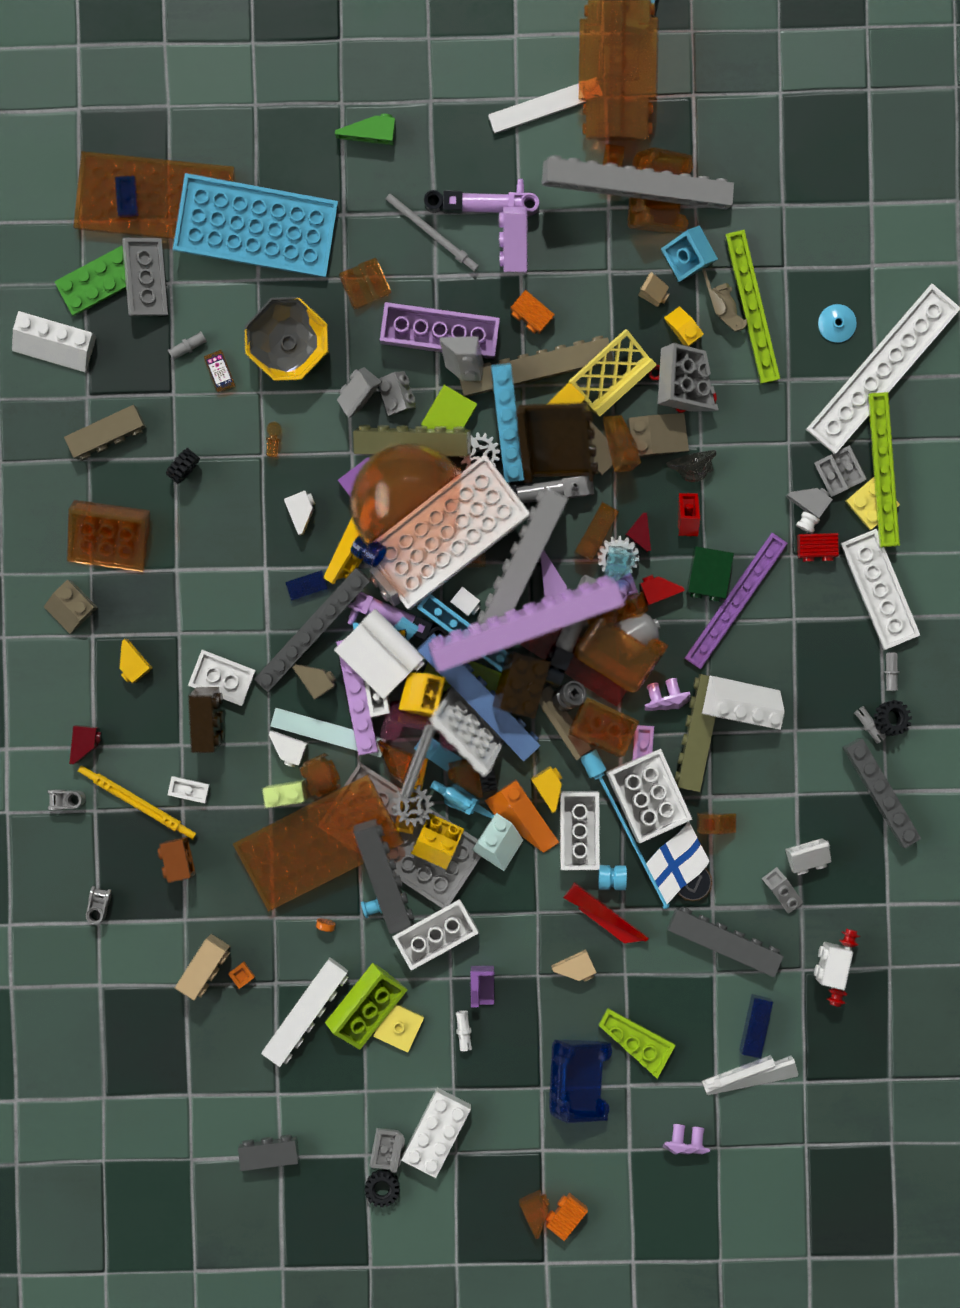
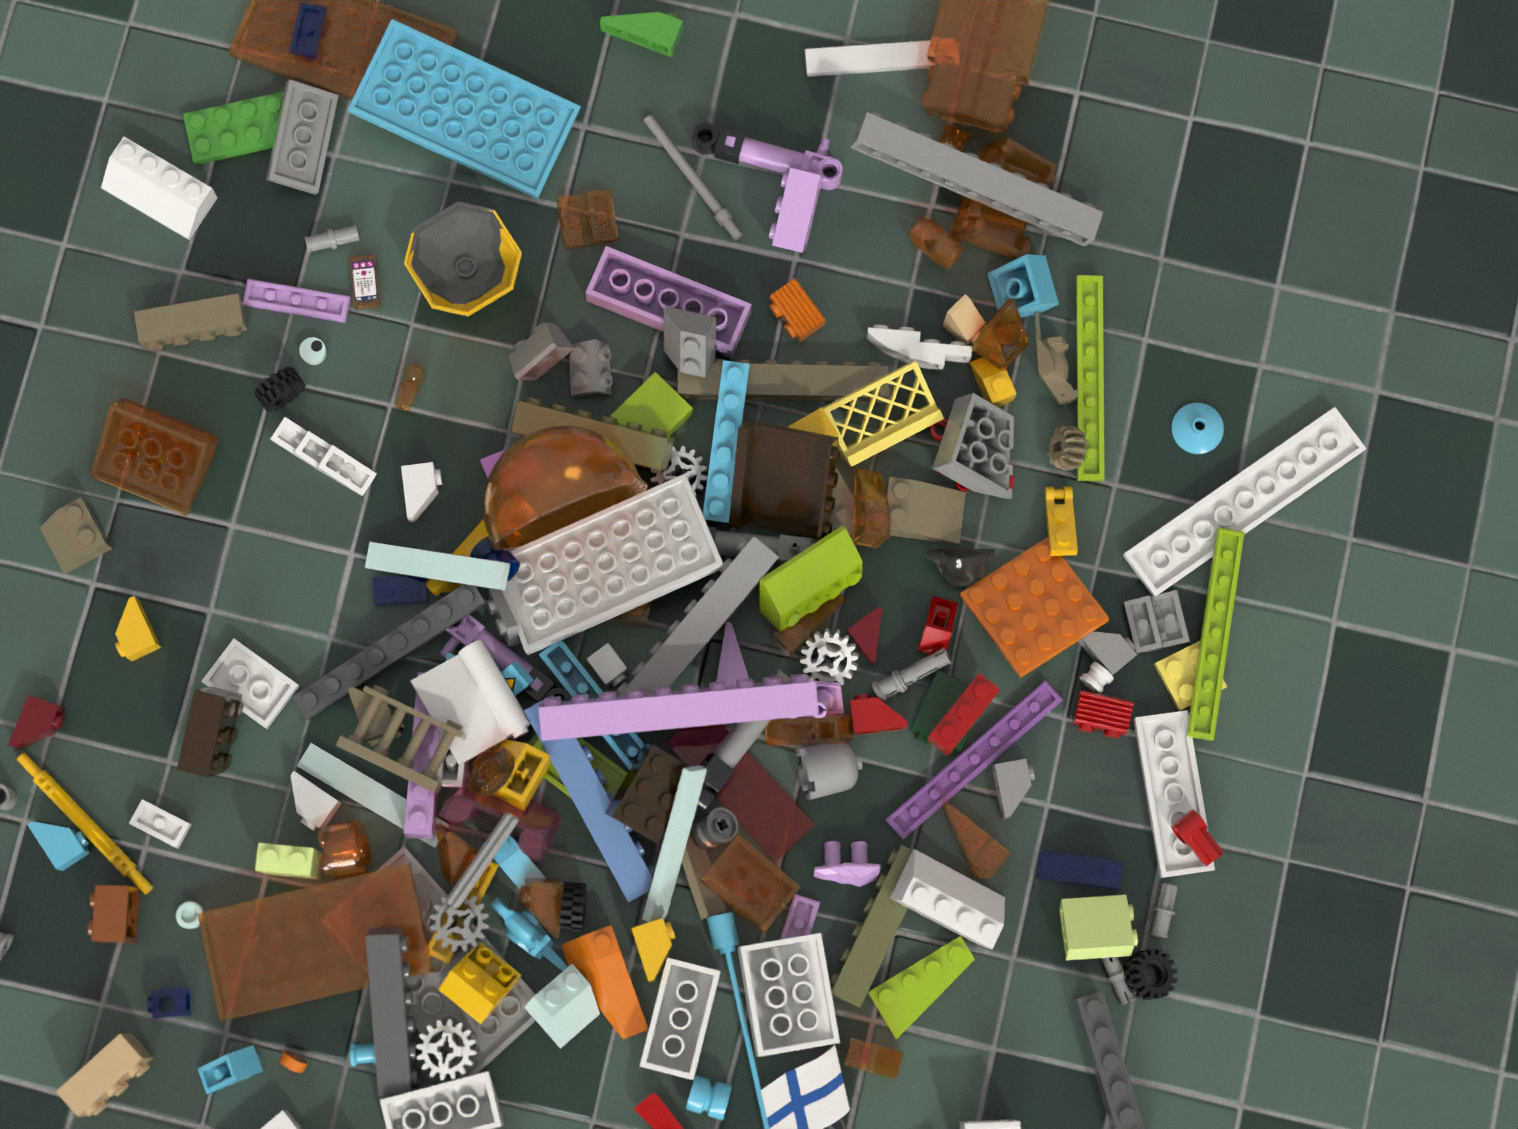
camera: 10 degrees right, 10 degrees down
(125, 820) = (61, 844): none -> medium azure slope
(175, 397) = (296, 300): none -> lavender tile
(197, 431) = (313, 351): none -> light aqua tile
(225, 845) = (187, 914): none -> light aqua tile
(226, 505) = (323, 456): none -> white slope
(238, 903) = (181, 1003): none -> clear blue brick
(241, 975) = (156, 1102): orange plate -> none
(284, 941) = (230, 1069): none -> medium azure slope
(327, 707) = (404, 765): none -> dark tan fence
(329, 564) = (437, 566): none -> light aqua tile
(406, 698) = (490, 771): none -> clear orange tile
(418, 892) = (448, 1035): none -> white gear
(467, 731) = (561, 837): white plate -> none
(545, 714) = (674, 843): none -> light aqua tile
(592, 506) = (810, 579): none -> lime slope
(610, 234) = (928, 236): none -> clear orange piece
(616, 317) = (906, 347): none -> white slope
(617, 652) = (795, 785): clear orange windscreen -> none
(619, 562) = (828, 662): clear light blue slope -> none
(671, 559) = (900, 680): none -> light grey pin
(684, 295) = (1002, 337): none -> clear orange slope
(722, 573) = (963, 714): none -> red brick
(733, 768) = (918, 986): none -> lime wing
(749, 363) = (1067, 448): none -> dark tan gear
(752, 483) = (1034, 608): none -> orange plate
(753, 661) = (977, 846): none -> clear orange slope
(756, 417) = (1060, 521): none -> yellow plate
(766, 611) = (1012, 784): none -> light grey slope
(827, 659) = (1080, 870): none -> clear blue slope
(848, 695) = (1097, 927): none -> yellowish green brick
(900, 614) = (1193, 832): none -> red piece

